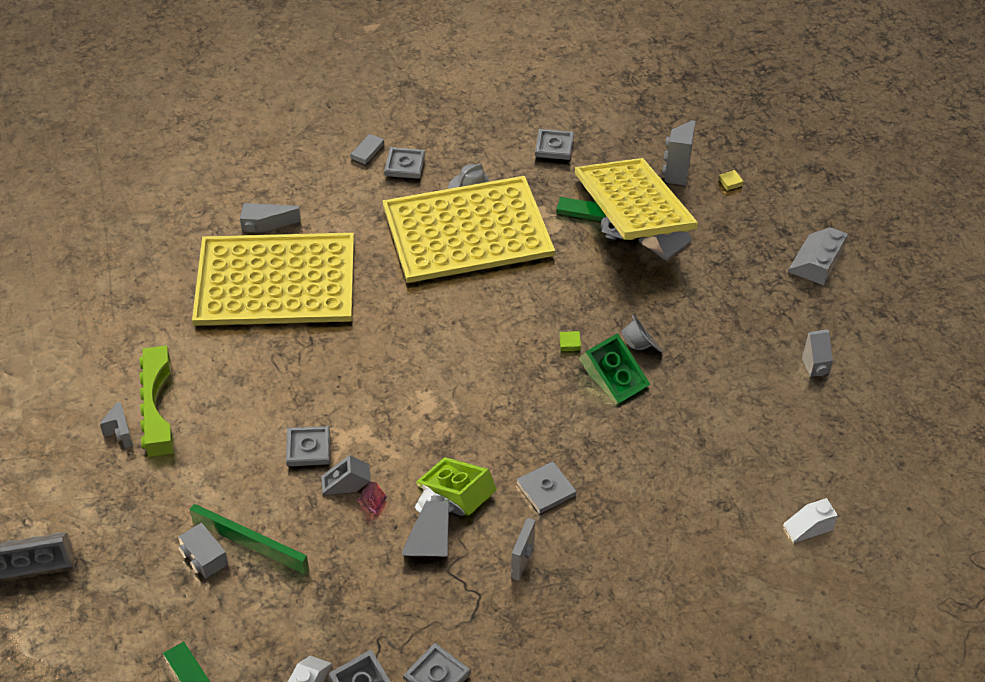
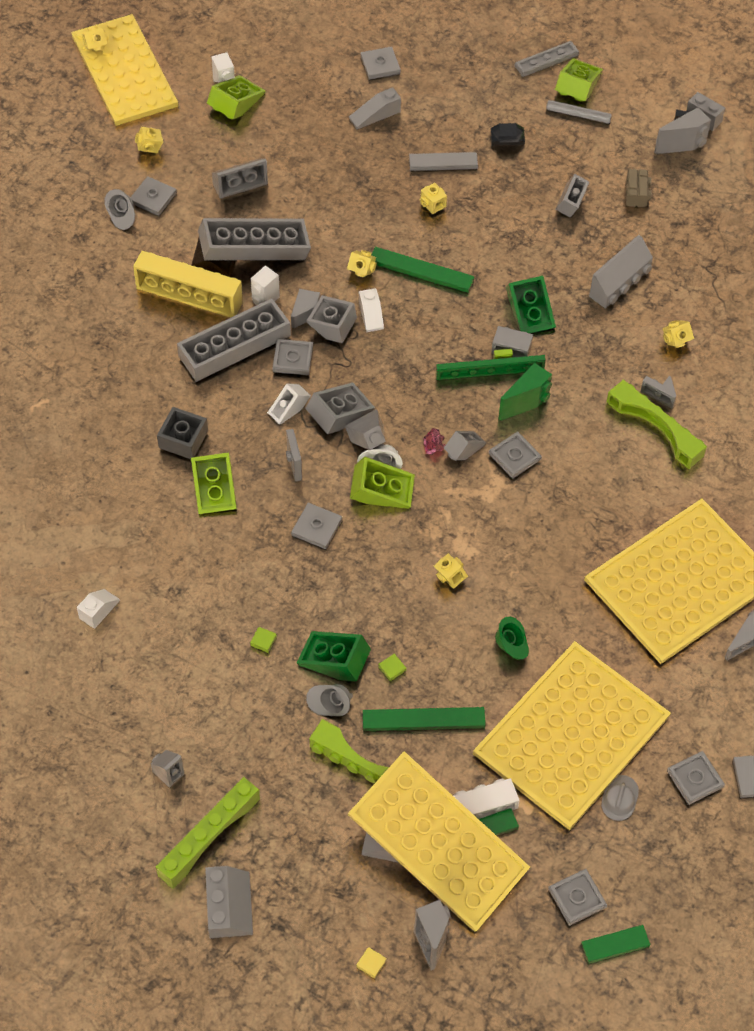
camera: 145 degrees right, 10 degrees up
(43, 463) = (677, 333): none -> light yellow brick
(141, 582) = (531, 305): none -> green slope
(227, 541) = (505, 353): none -> lime tile
(248, 482) = (526, 393): none -> green slope
(434, 584) = (338, 407): none -> light grey slope
(456, 301) = (512, 638): none -> green piece
(460, 375) = (450, 570): none -> light yellow brick
(482, 618) = (288, 403): none -> white slope
(551, 114) = (615, 944): none -> green tile
(573, 219) = (490, 798): none -> white brick
(574, 295) = (424, 719): none -> green tile
(619, 579) = (214, 483): none -> lime slope
(622, 643) = (182, 433): none -> dark grey brick
(624, 259) = (328, 740): none -> lime arch
(667, 417) = (263, 639): none -> lime tile
(772, 306) = (186, 853): none -> lime arch

